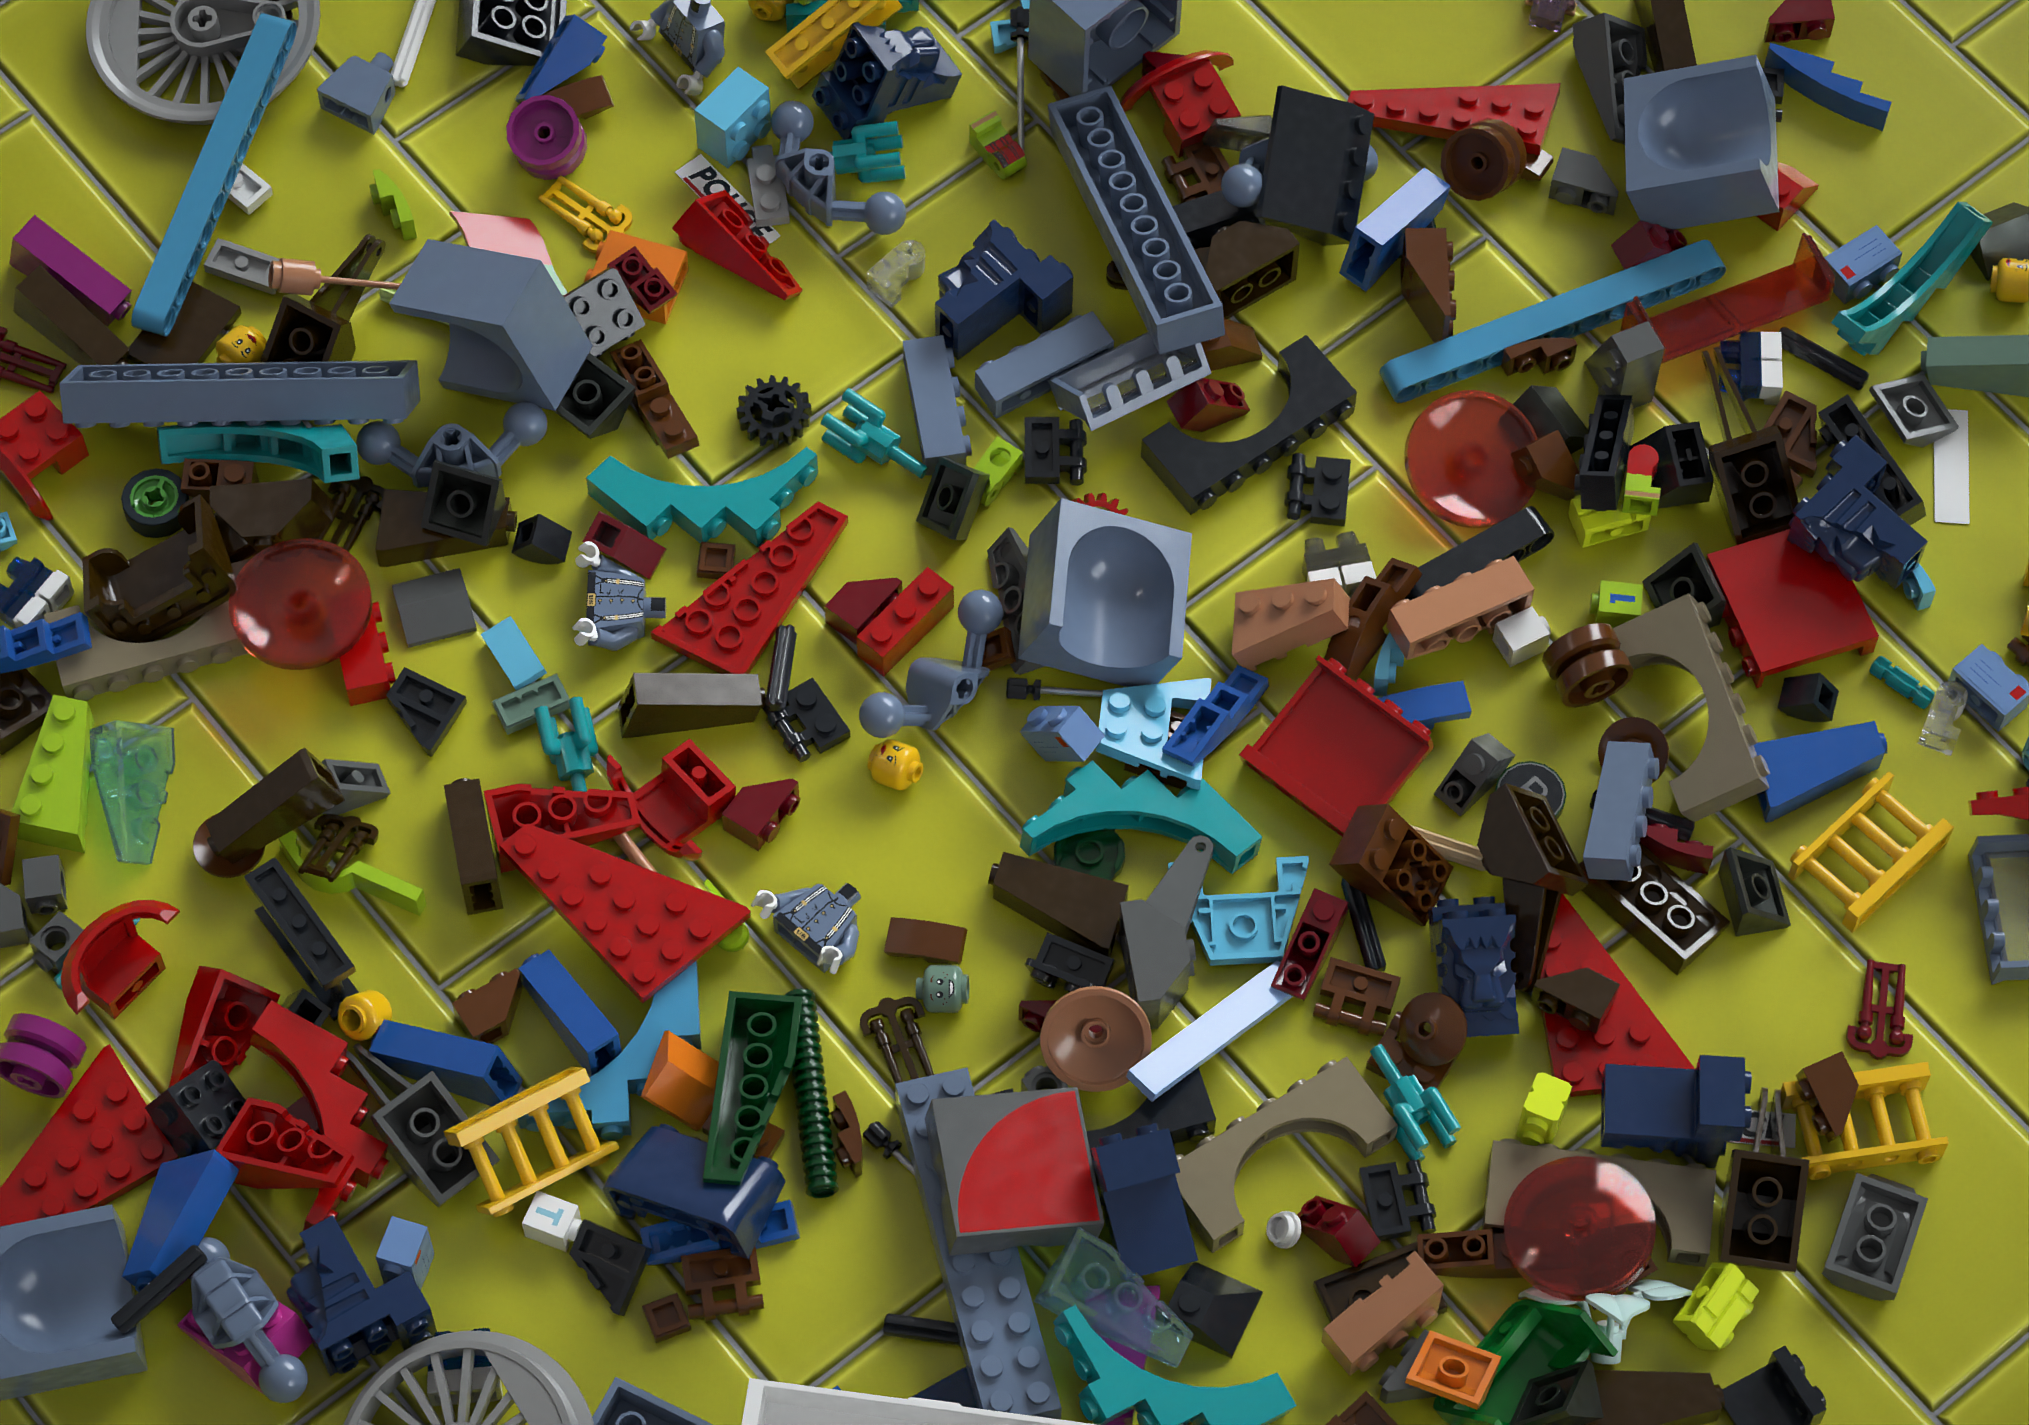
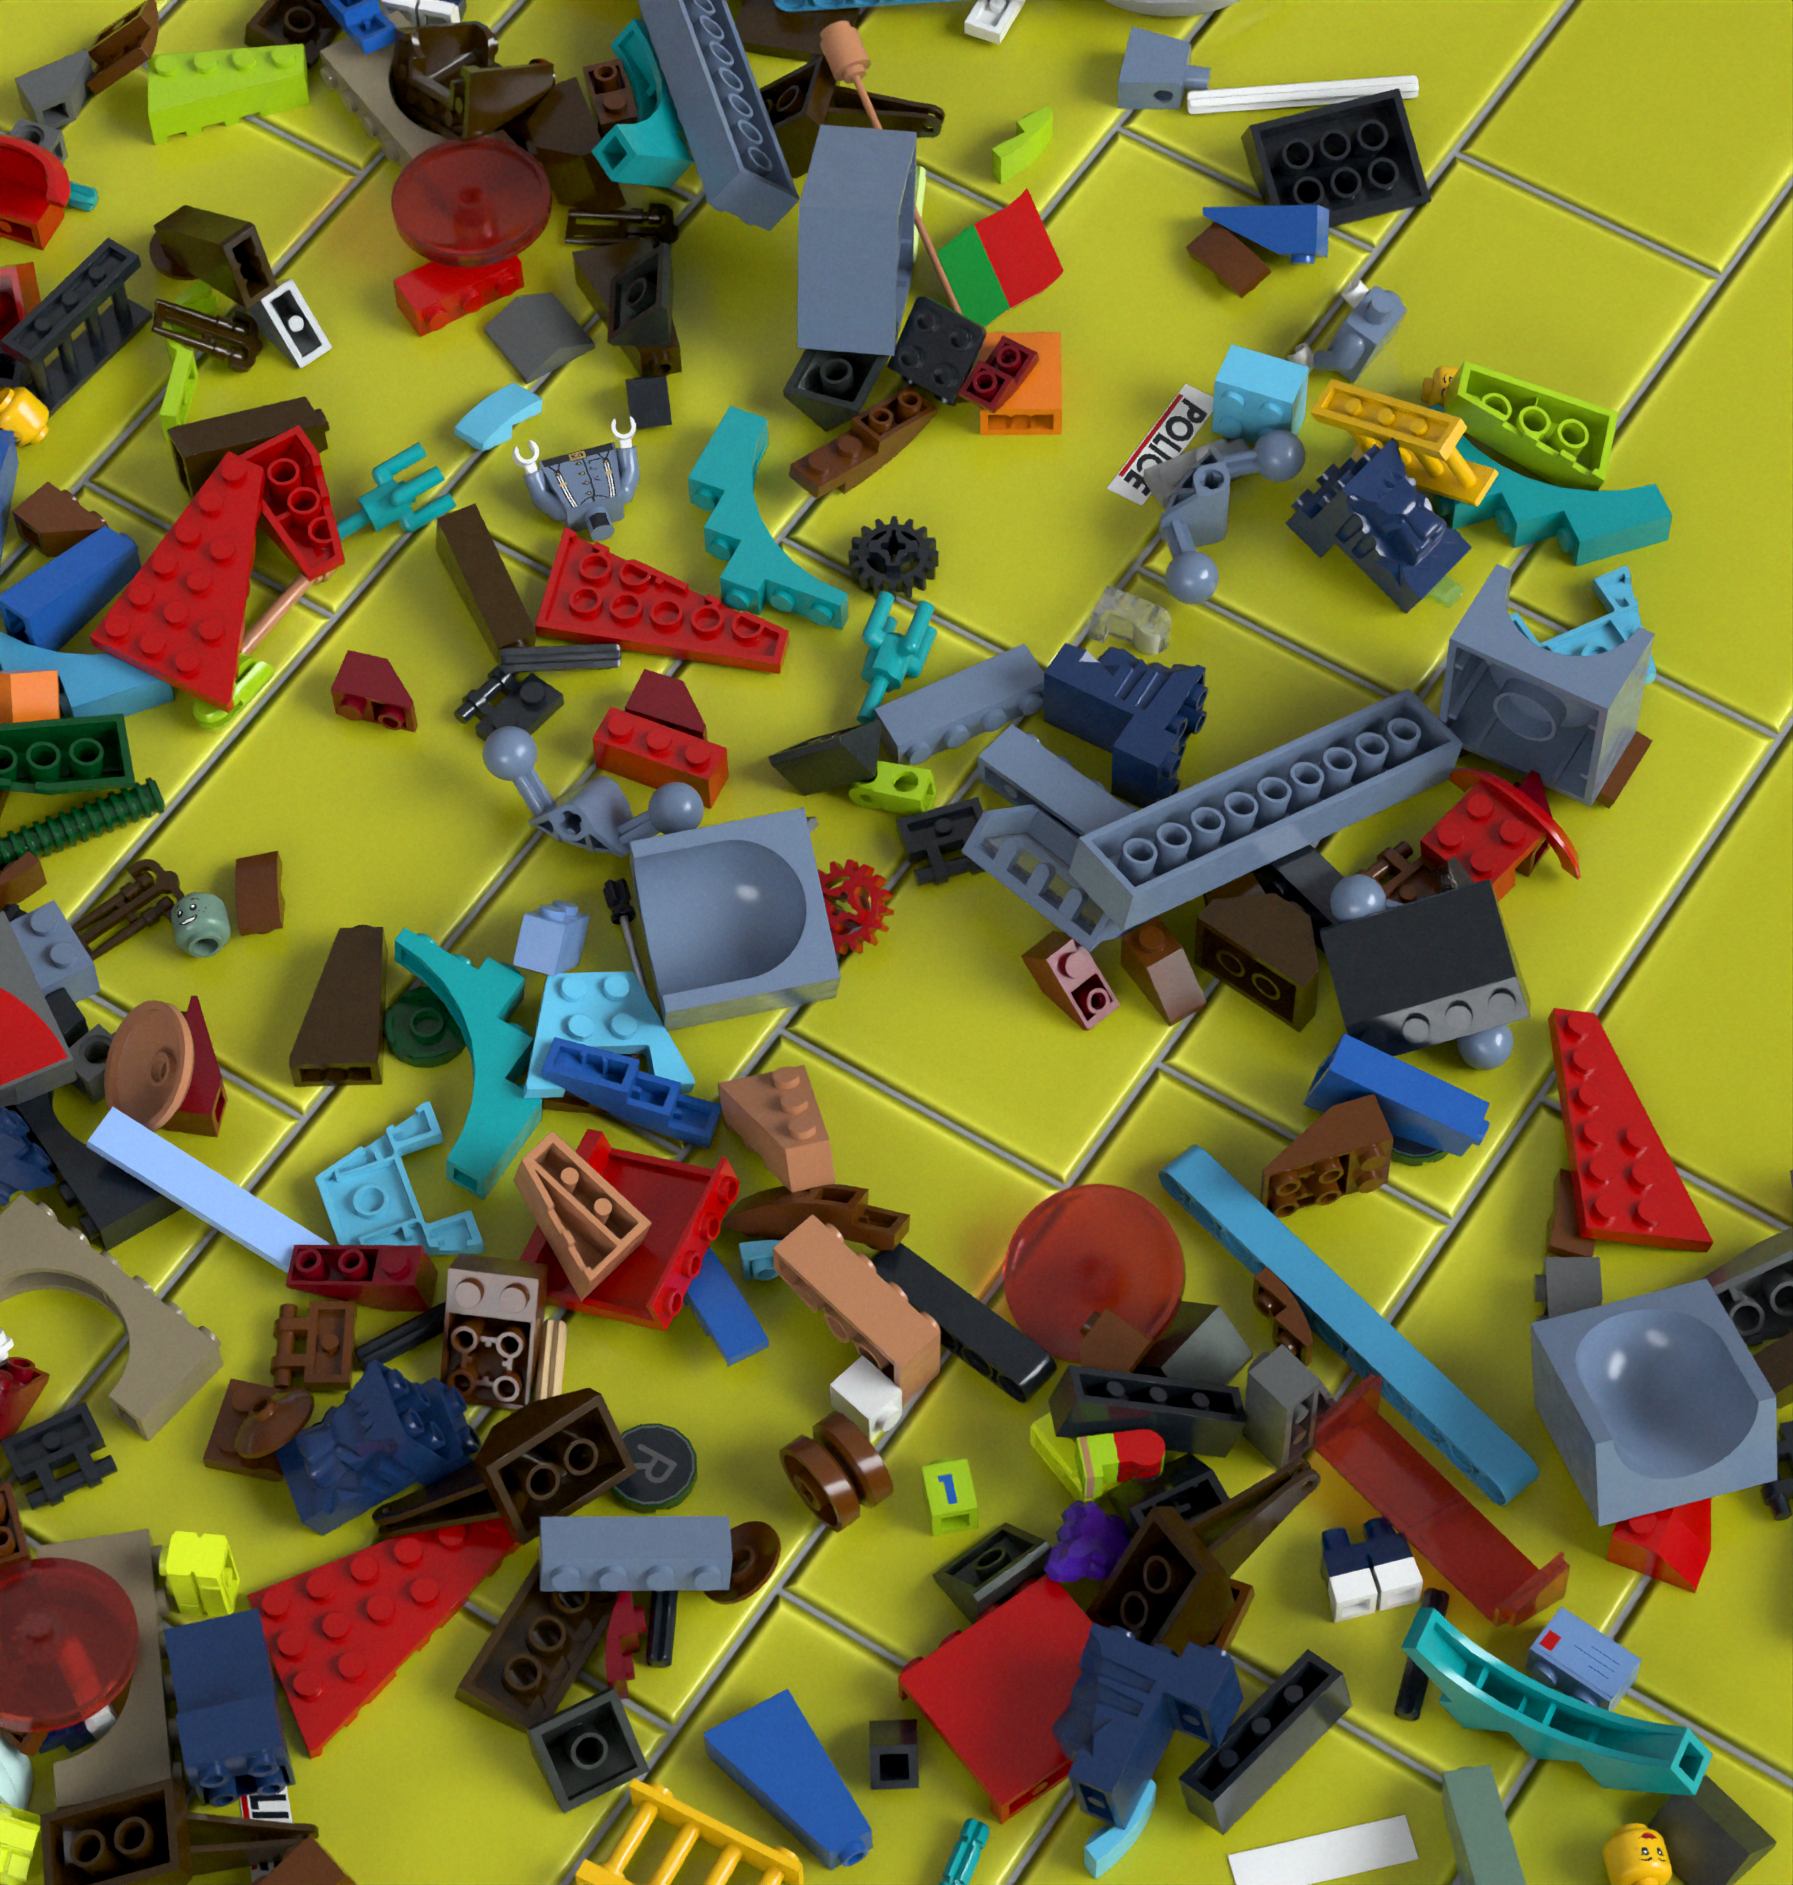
camera: 75 degrees right, 5 degrees down
(44, 884) = (97, 117): dark grey brick -> none
(131, 777) = (237, 151): clear light blue wedge -> none
(161, 517) = (572, 51): wheel -> none
(240, 265) = (894, 50): light grey hinge -> none
(241, 345) = (777, 63): yellow head -> none
(425, 707) = (406, 363): black wing -> none
(518, 707) = (446, 451): sand green plate -> none
(522, 425) = (707, 283): sand blue piece -> none
(546, 137) = (1158, 241): magenta wheel -> none
(579, 222) = (1077, 353): yellow piece -> none
(625, 545) = (662, 466): dark red slope -> none
(679, 800) = (355, 608): red piece -> none
(715, 559) = (688, 564): reddish brown tile -> none
(721, 232) = (1103, 453): red wedge -> none
(815, 922) = (247, 783): sand blue torso -> none
(861, 157) = (1273, 537): teal plant -> none
(895, 764) = (473, 798): yellow head -> none
(996, 145) = (1347, 669): lime leg -> none
(1020, 20) = (1529, 629): piece -> none
(1069, 965) = (251, 1037): black bracket -> none
(1155, 933) = (303, 1105): dark grey slope -> none
(1205, 470) = (1116, 1086): black arch -> none
(1330, 489) = (1006, 1141): black plate -> none
(1331, 769) = (578, 1213): none -> nougat wedge
(1346, 563) = (883, 1166): clear smoke hips -> none
(1414, 1107) = (174, 1436): teal plant -> none
(1474, 773) = (657, 1392): dark grey slope -> none
(1483, 159) = (1533, 1167): reddish brown wheel -> none
(1578, 996) = (365, 1576): dark brown slope -> none
(1646, 242) = (1503, 1398): dark red slope -> none
(1689, 524) = (1086, 1544): none -> dark purple rock
(1727, 763) = (752, 1663): dark tan arch -> none
(1796, 422) = (1281, 1634): reddish brown wing -> none
(1914, 410) = (1379, 1781): dark grey slope -> none

